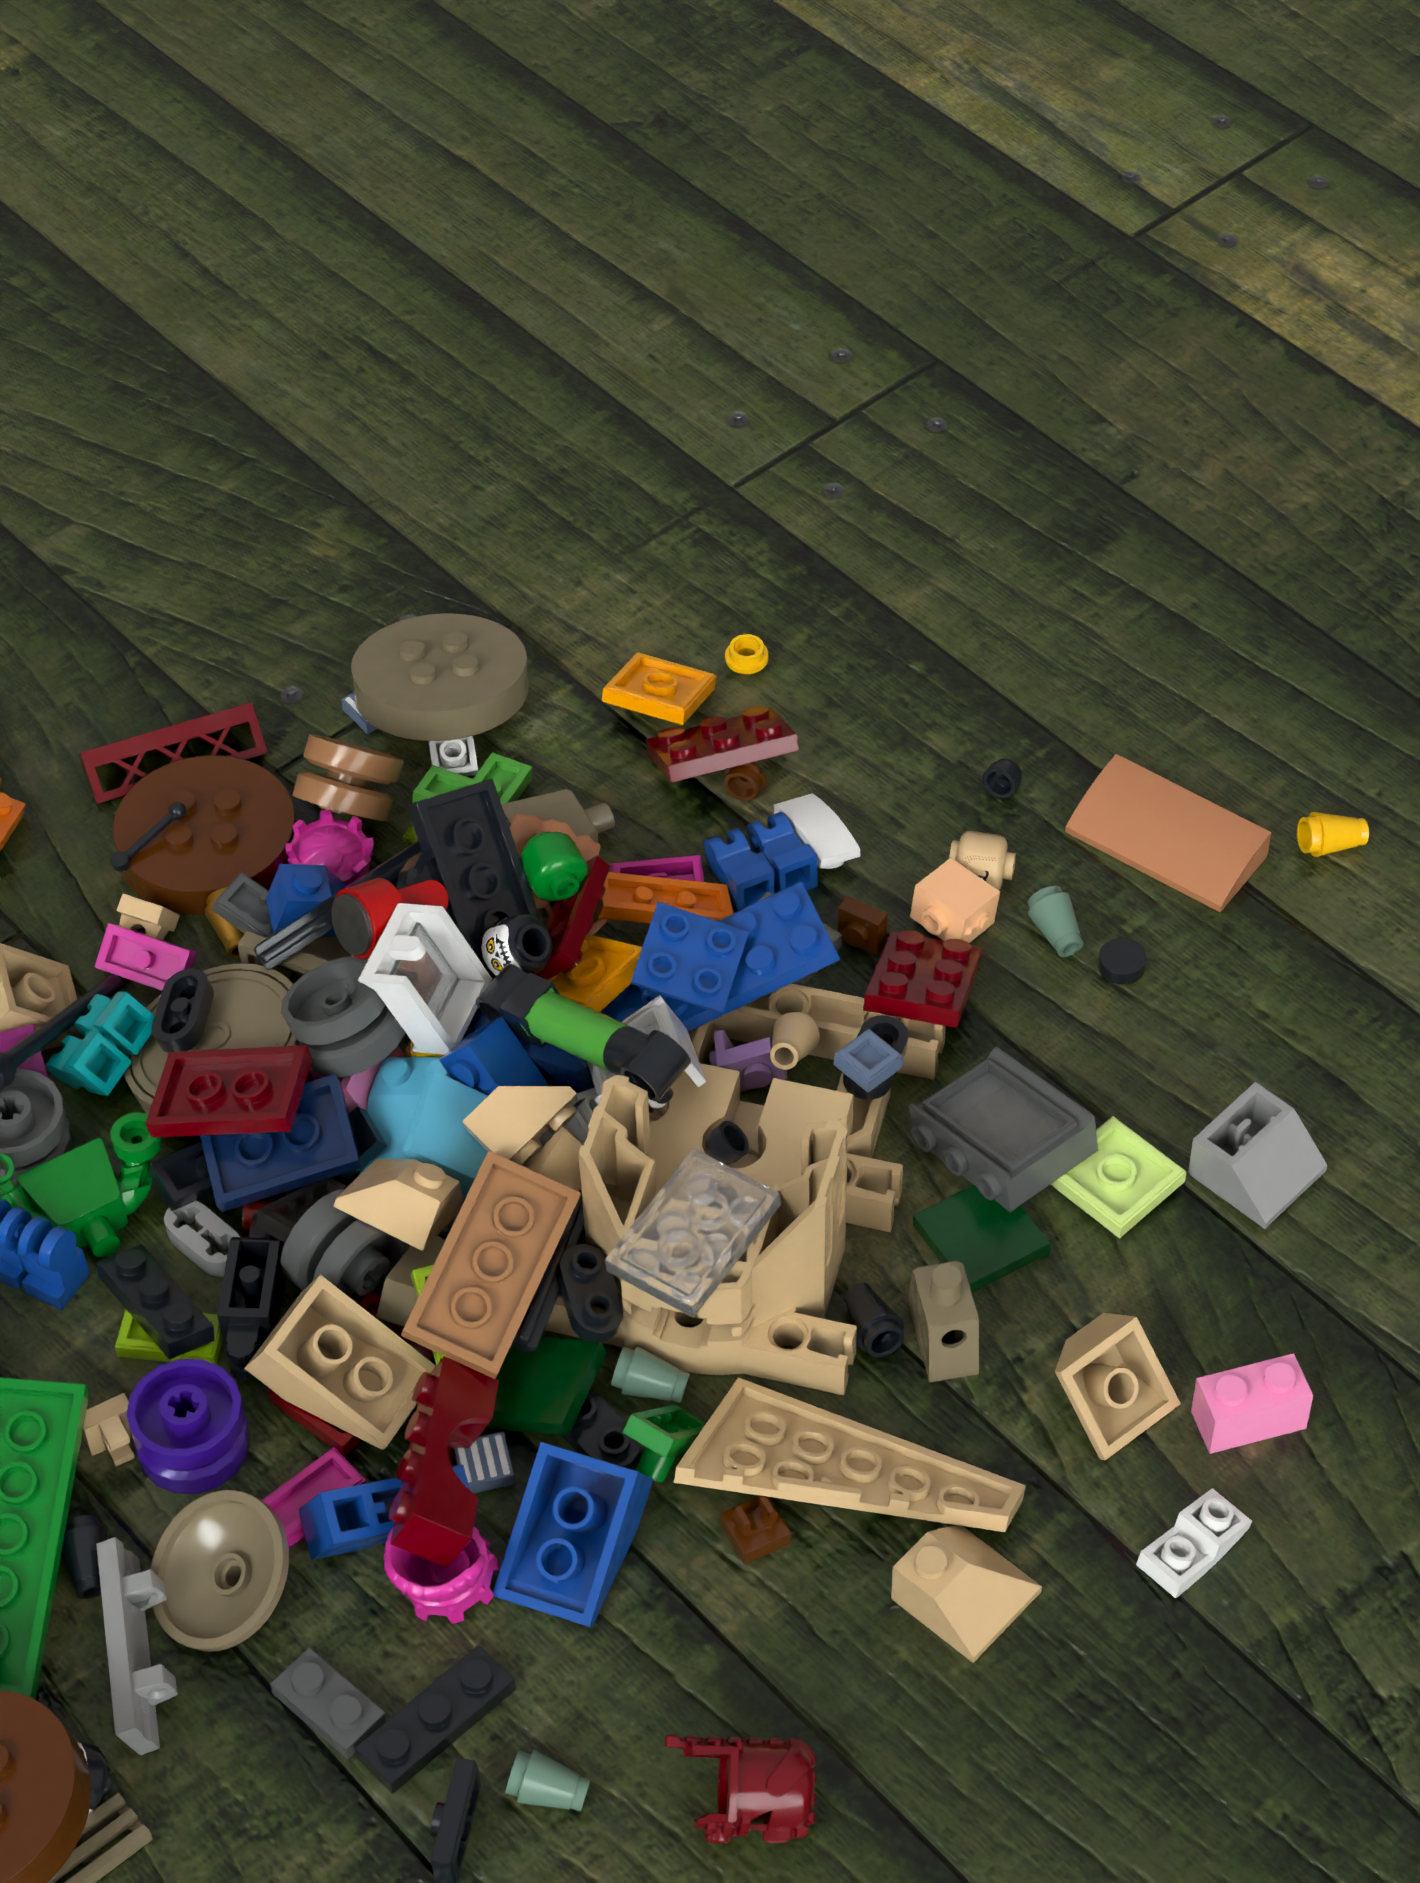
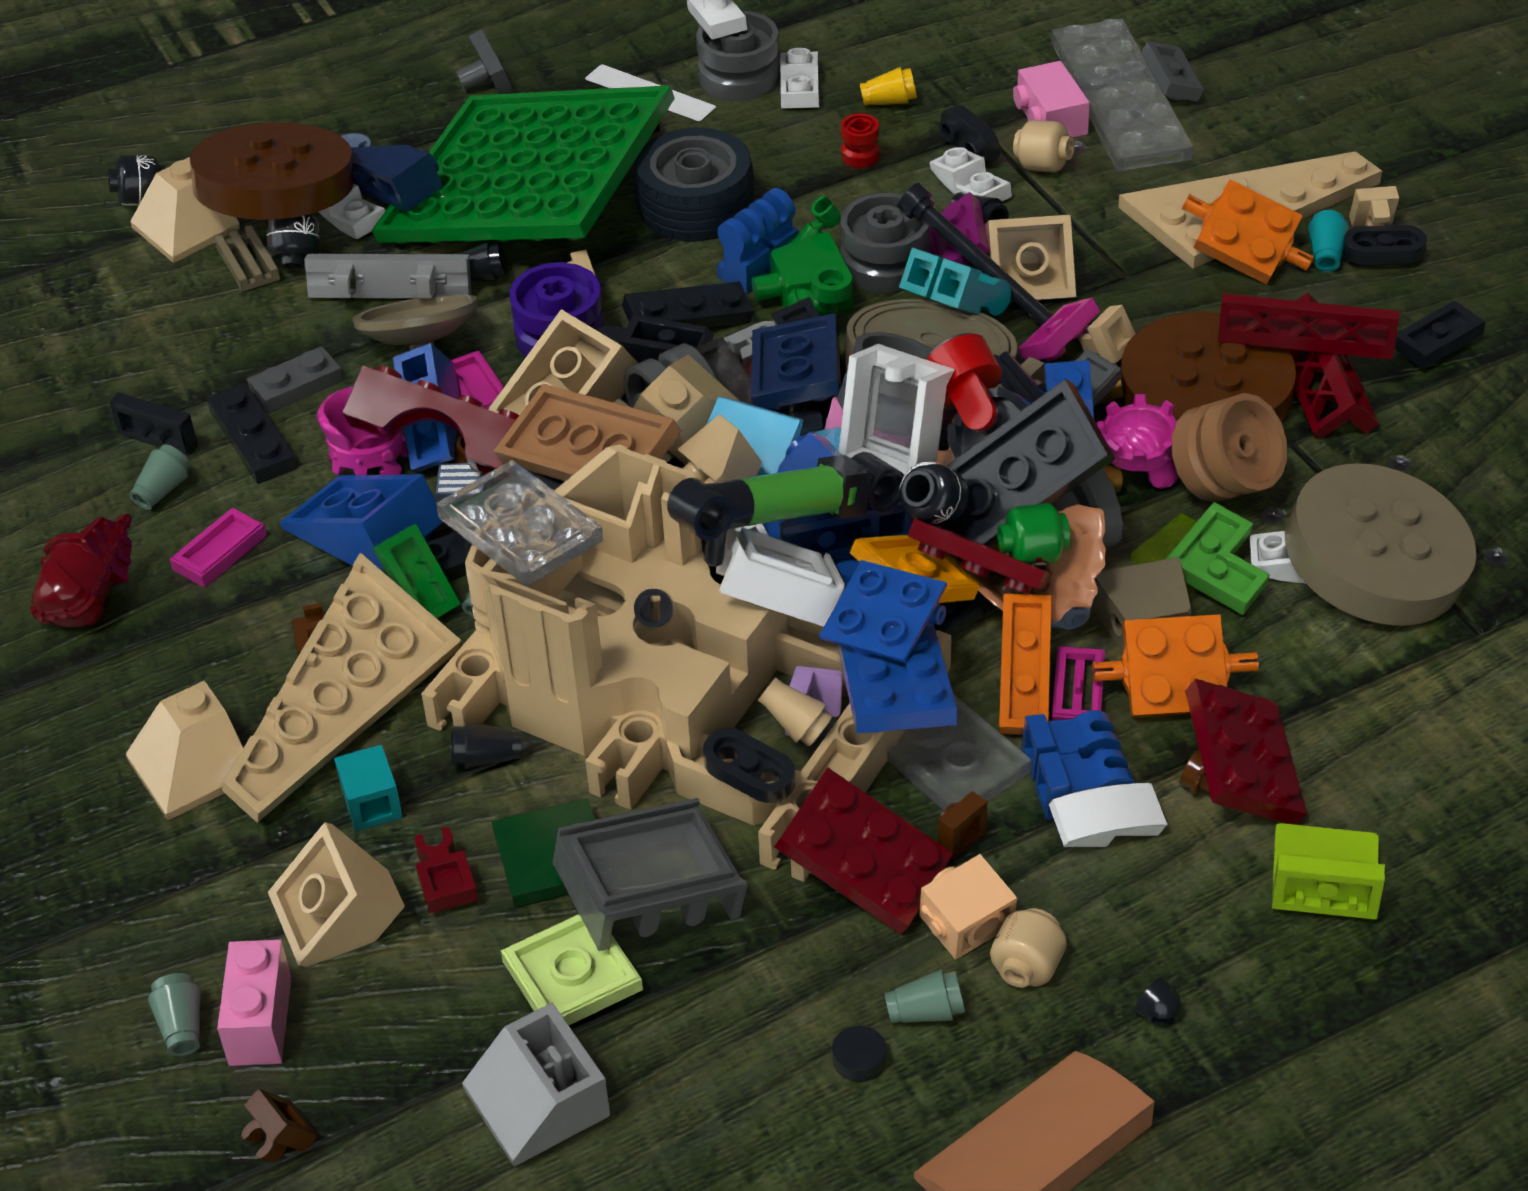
camera: 105 degrees right, 5 degrees down
(107, 669) = (1439, 334): none -> black plate
(121, 860) = (1211, 338): black hinge -> none
(153, 737) = (1308, 326): none -> dark red fence
(183, 1010) = (958, 316): black plate -> none
(229, 1091) = (835, 313): dark red plate -> none
(633, 801) = (1166, 657): none -> orange plate
(639, 1683) = (218, 547): none -> dark pink tile
(659, 688) = (1346, 720): light orange tile -> none
(746, 654) = (1396, 808): yellow plate -> none
(832, 689) = (1327, 871): none -> lime bracket
(868, 1060) = (731, 742): sand blue tile -> none
(942, 1303) = (453, 781): dark tan torso -> none
(961, 1399) = (368, 788): none -> teal brick
(1043, 1303) = (444, 874): none -> dark red plate
(1194, 1544) = (147, 931): white slope -> none
(1279, 1473) = (177, 1012): none -> sand green cone
(1364, 1344) = (279, 1122): none -> reddish brown tile

